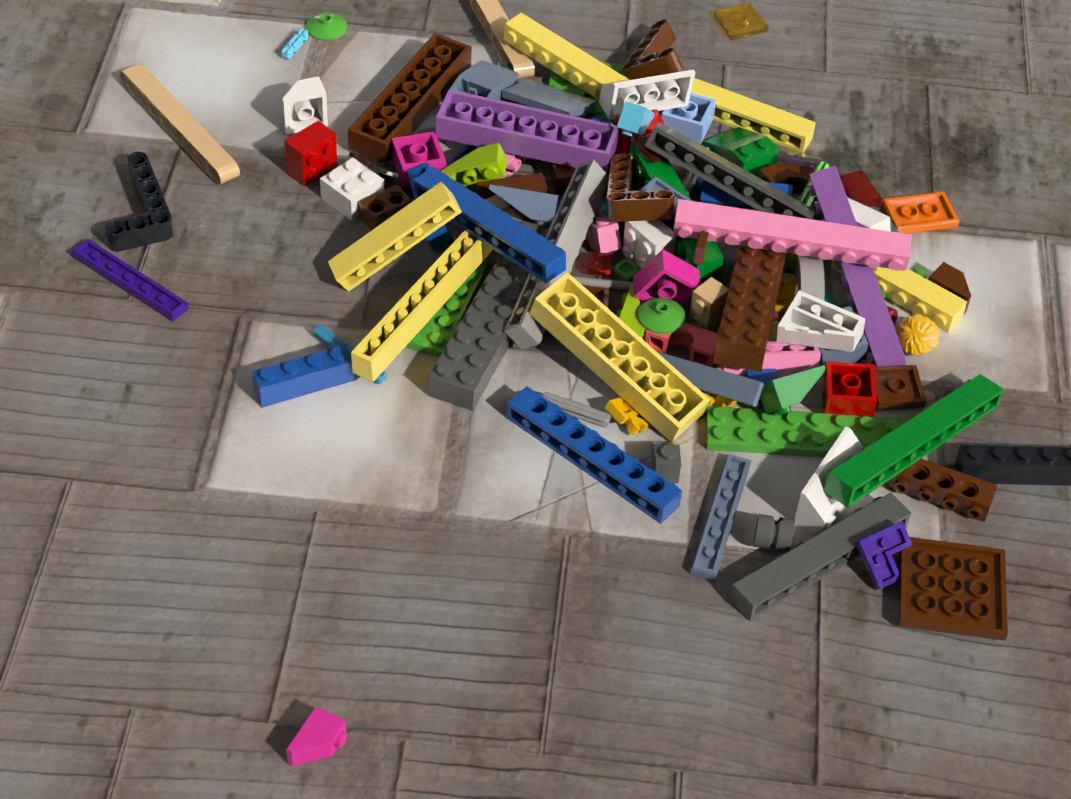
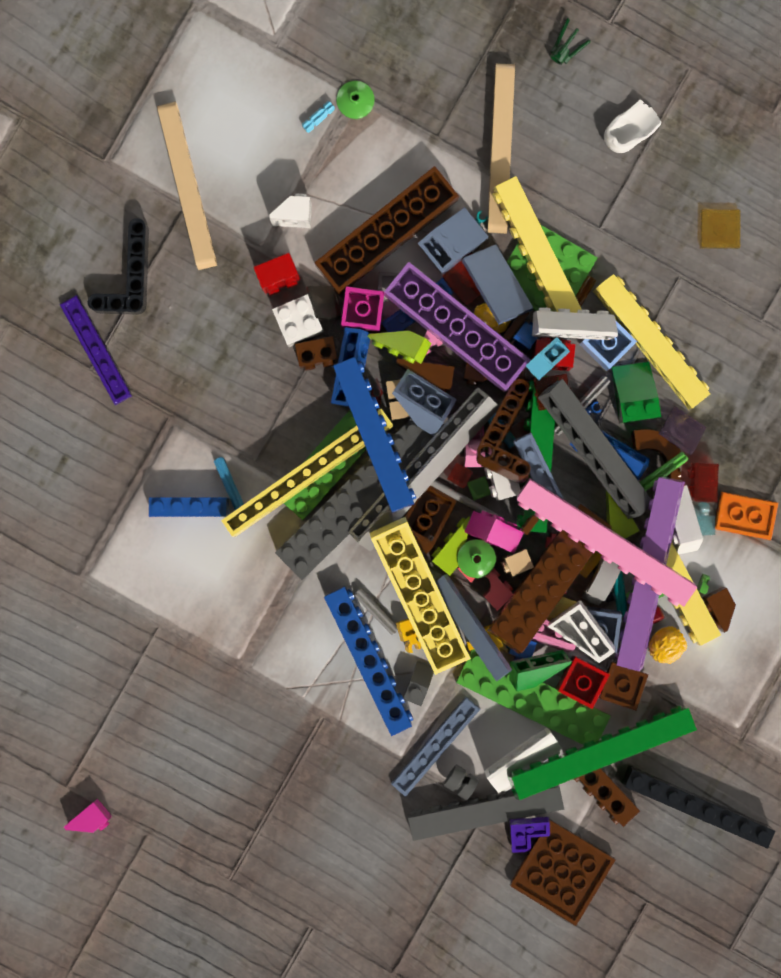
camera: 30 degrees right, 40 degrees up
(394, 236) = (300, 410): light yellow brick -> none
(654, 54) = (593, 272): reddish brown beam -> none

